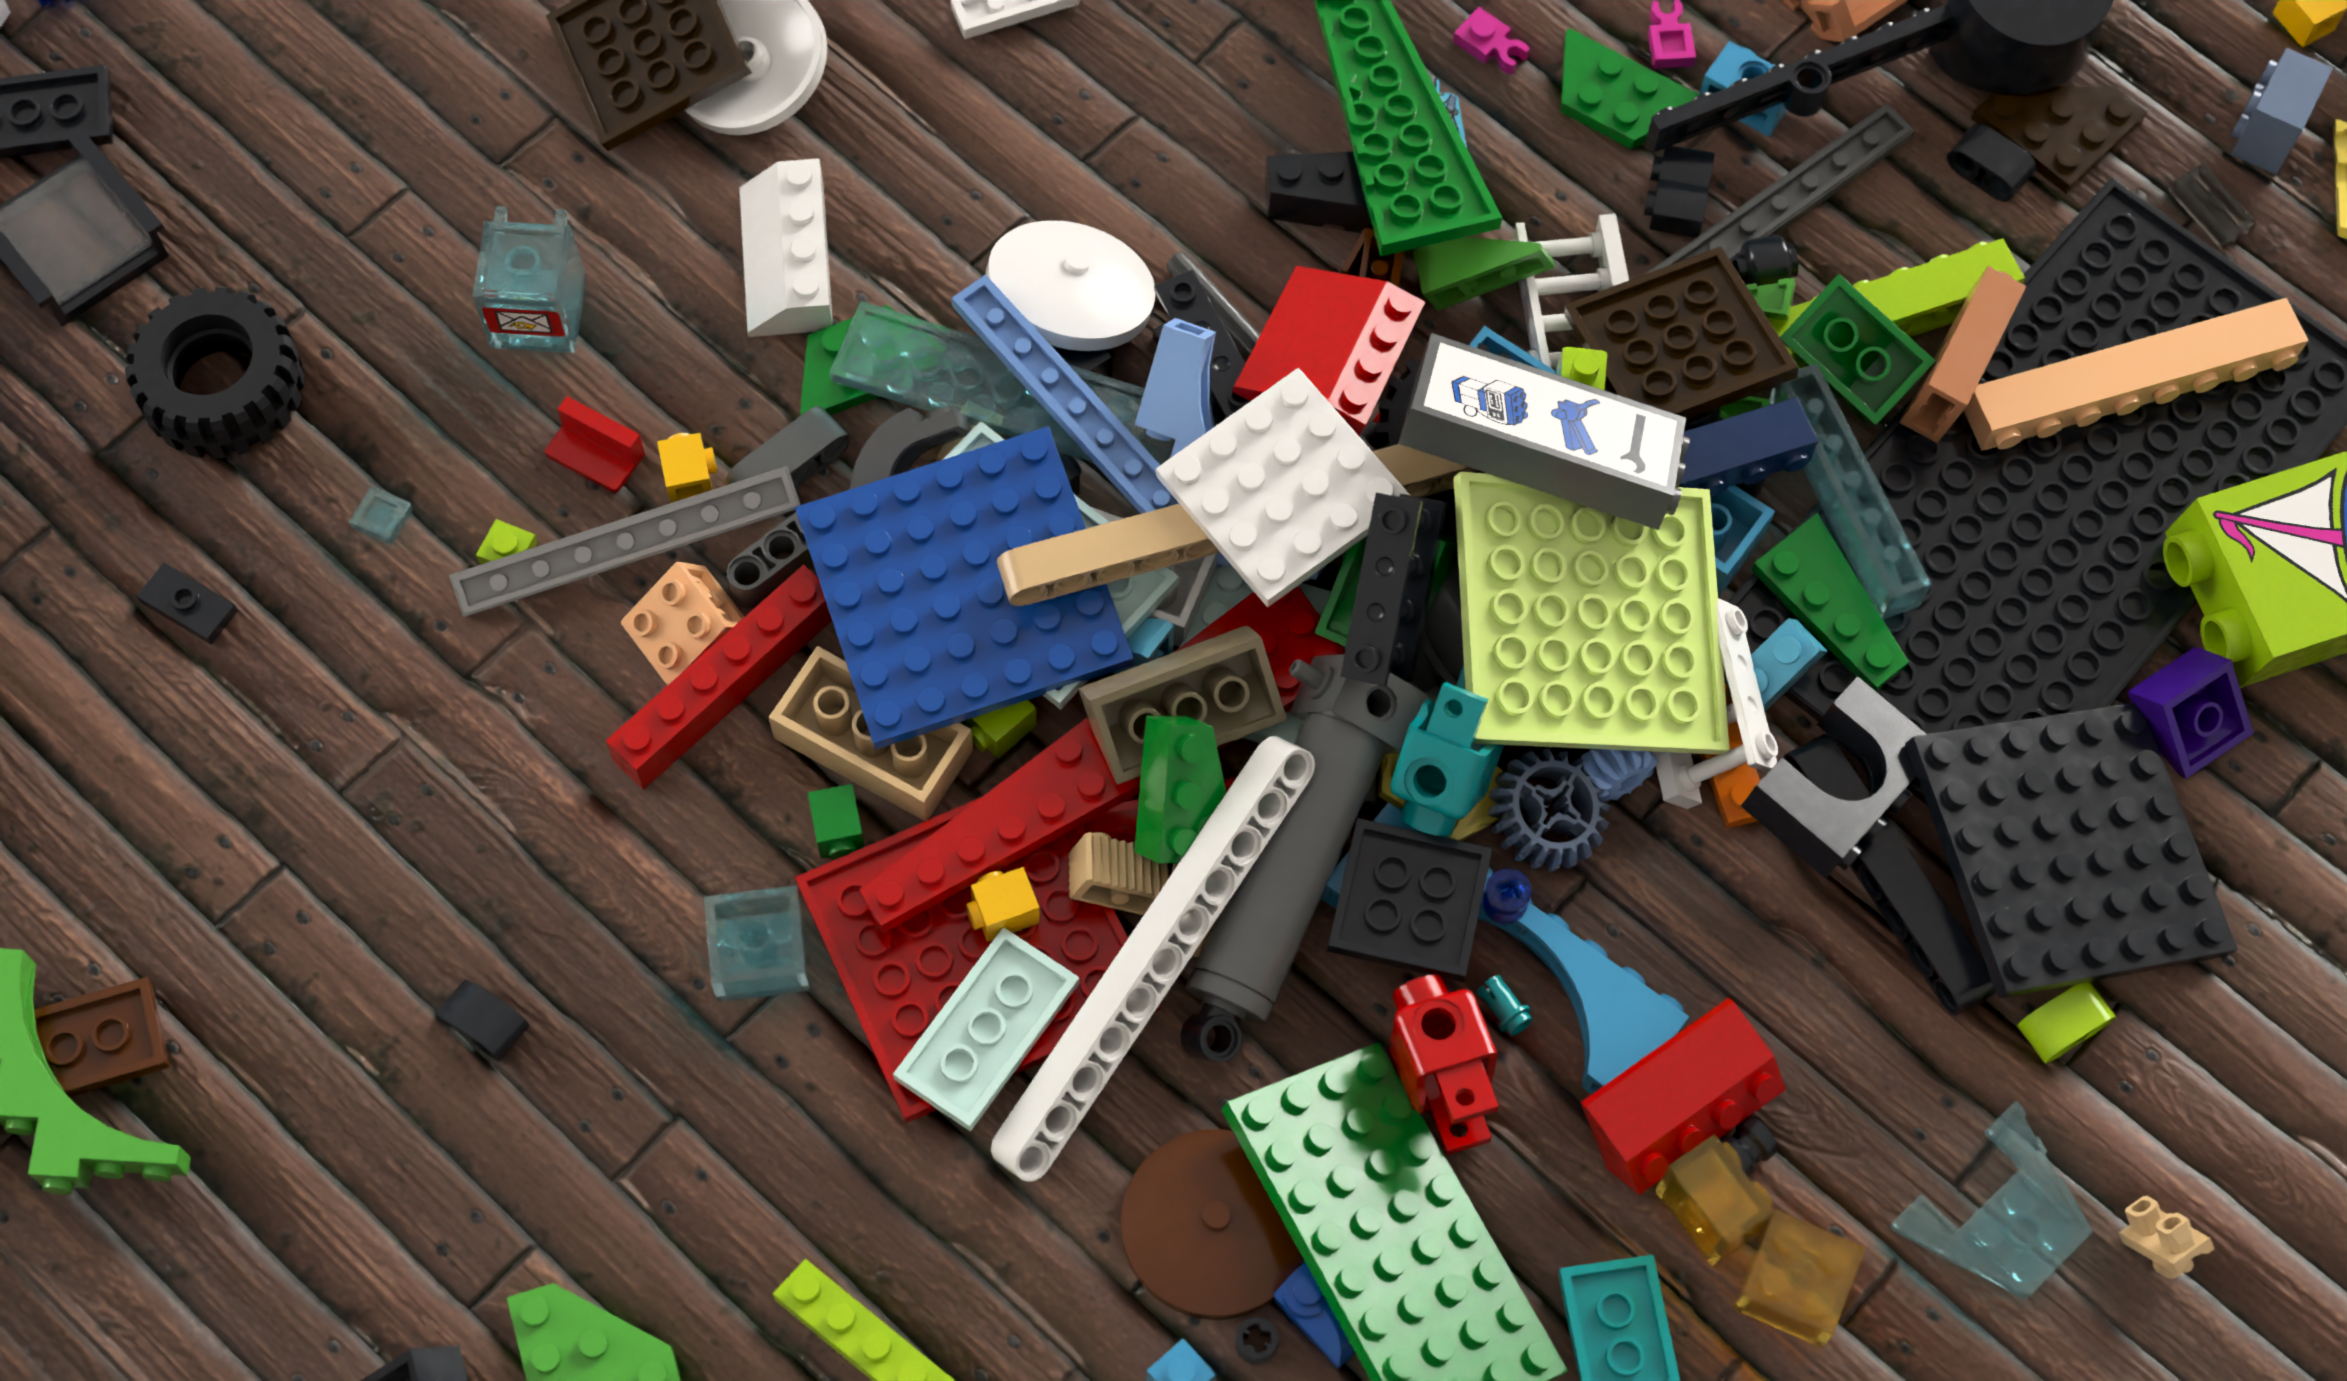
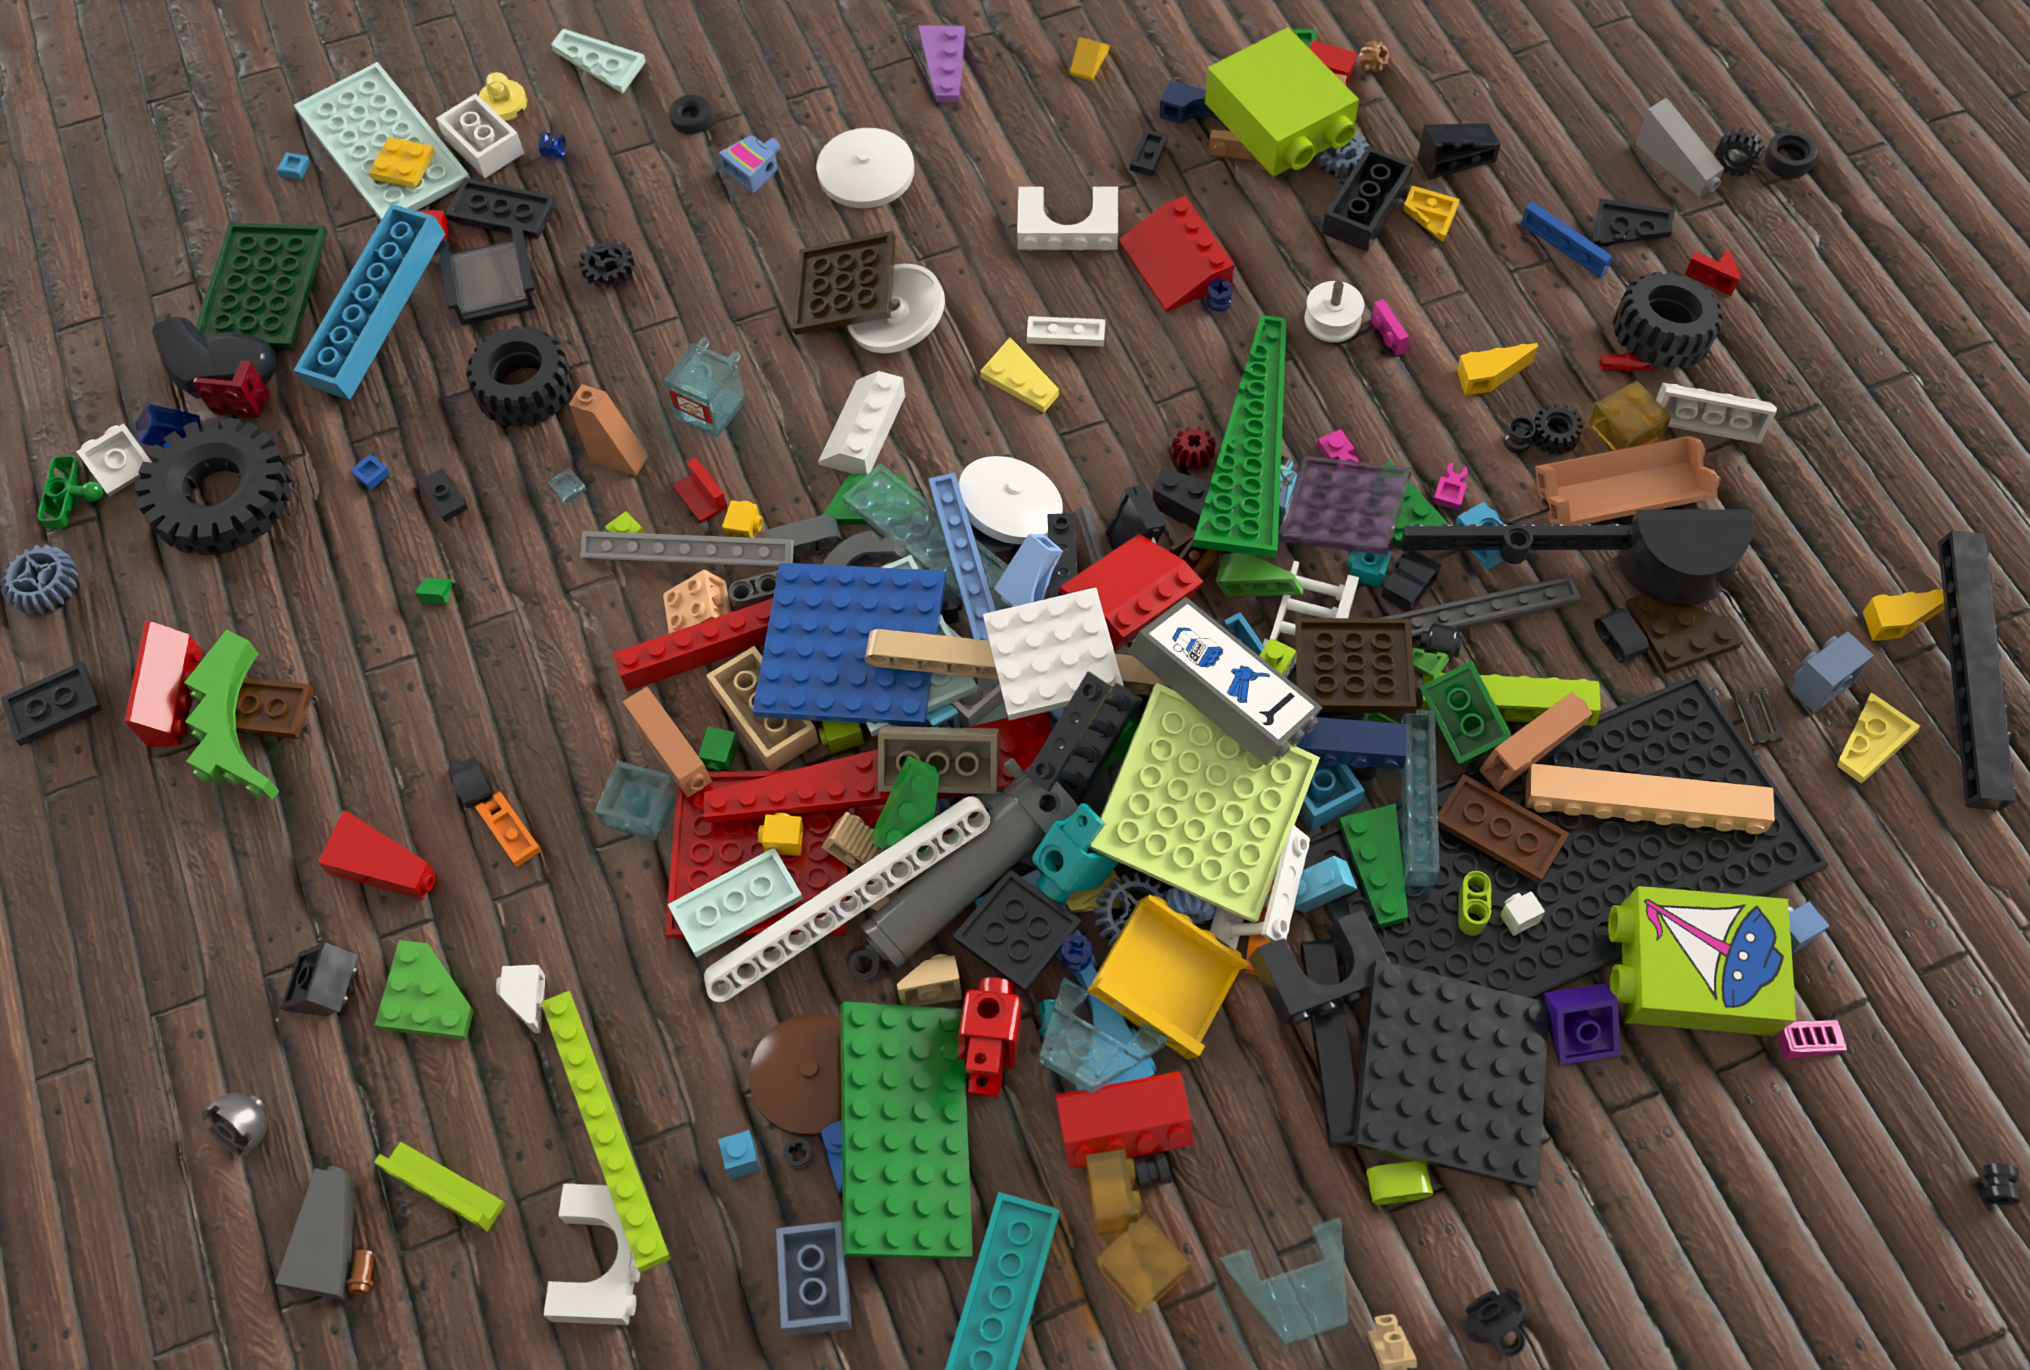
camera: 30 degrees right, 5 degrees down
(50, 612) = (370, 471): none -> blue plate
(253, 140) = (606, 263): none -> black gear
(259, 756) = (434, 591): none -> green slope
(397, 1196) = (373, 859): none -> red slope
(414, 410) = (605, 432): none -> nougat slope
(581, 1065) = (508, 829): none -> orange plate
(739, 1293) = (523, 992): none -> white slope
(763, 840) = (666, 742): none -> nougat slope
(980, 94) = (1020, 376): none -> light yellow wing
(1269, 248) = (1134, 516): none -> black piece
(1289, 110) = (1193, 448): none -> dark red gear
(1326, 1019) = (931, 983): none -> tan slope
(1546, 114) = (1345, 505): none -> clear purple plate
(1587, 1026) = (1084, 1051): none -> clear light blue wing
(1616, 190) = (1369, 567): none -> teal brick
(1638, 875) = (1167, 975): none -> yellow panel
(1971, 491) = (1501, 828): none -> reddish brown plate
(1979, 608) = (1475, 903): none -> lime beam
(2050, 594) = (1521, 912): none -> white plate
(2272, 1143) = (1494, 1317): none -> black tile

